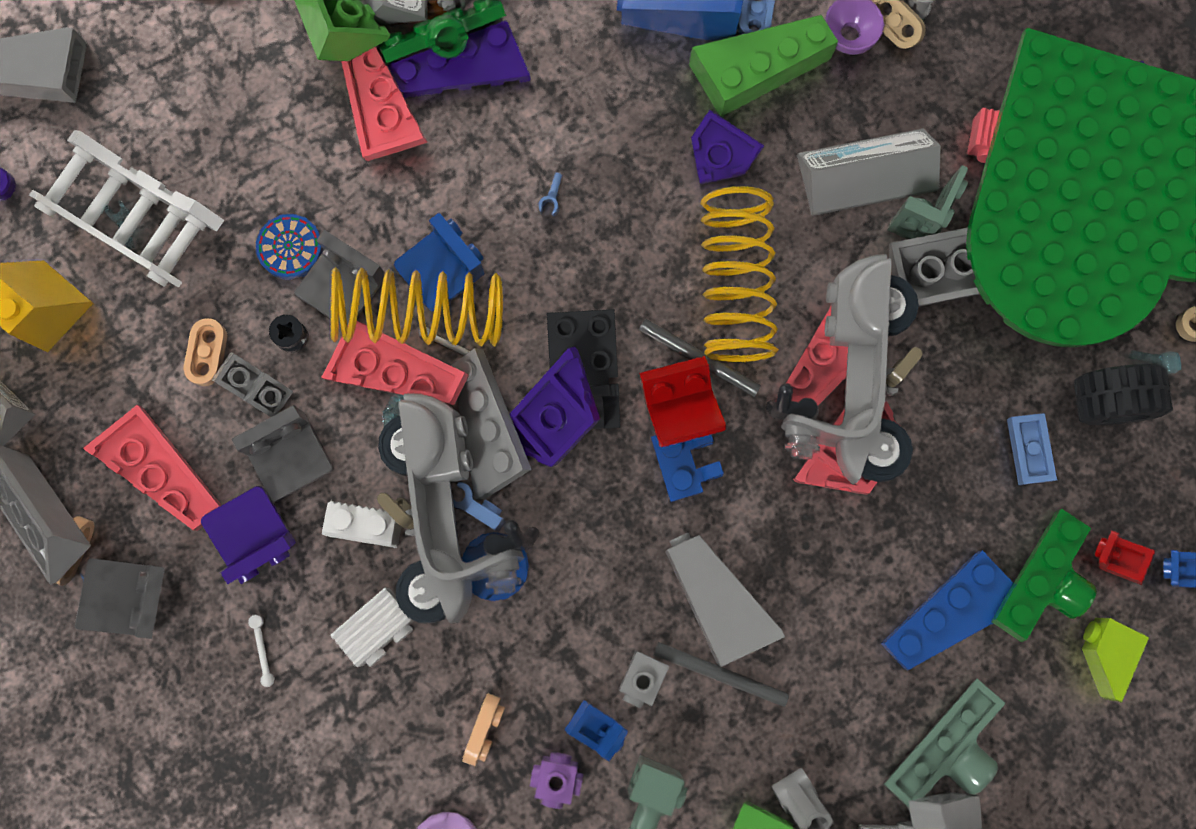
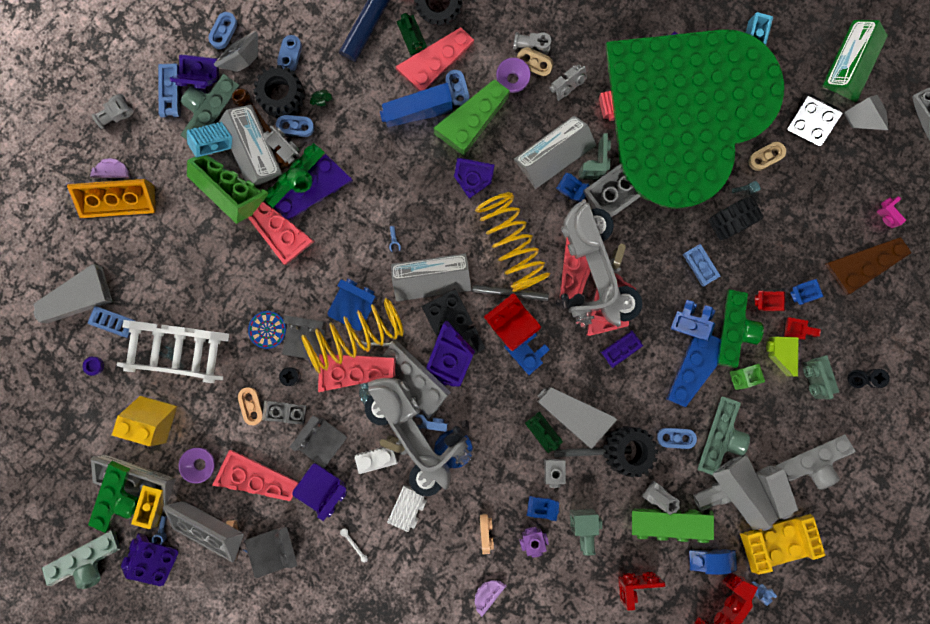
camera: 20 degrees left, 5 degrees up
(40, 114) = (97, 314): none -> medium blue slope
(60, 403) = (188, 469): none -> medium lavender piece
(582, 277) = (430, 277): none -> light grey slope
(654, 606) = (544, 432): none -> dark green hinge
(808, 713) = (644, 451): none -> black tyre
(842, 526) = (622, 349): none -> dark purple plate
(870, 713) = (675, 438): none -> medium blue plate
(871, 234) = (572, 187): none -> blue bracket
(945, 73) = (575, 77): none -> light grey hinge
(977, 540) = (694, 326): none -> blue plate
(1033, 666) = (747, 377): none -> bright green bracket
(1156, 624) = (799, 329): none -> red plate
(1157, 724) = (820, 378): none -> sand green bracket

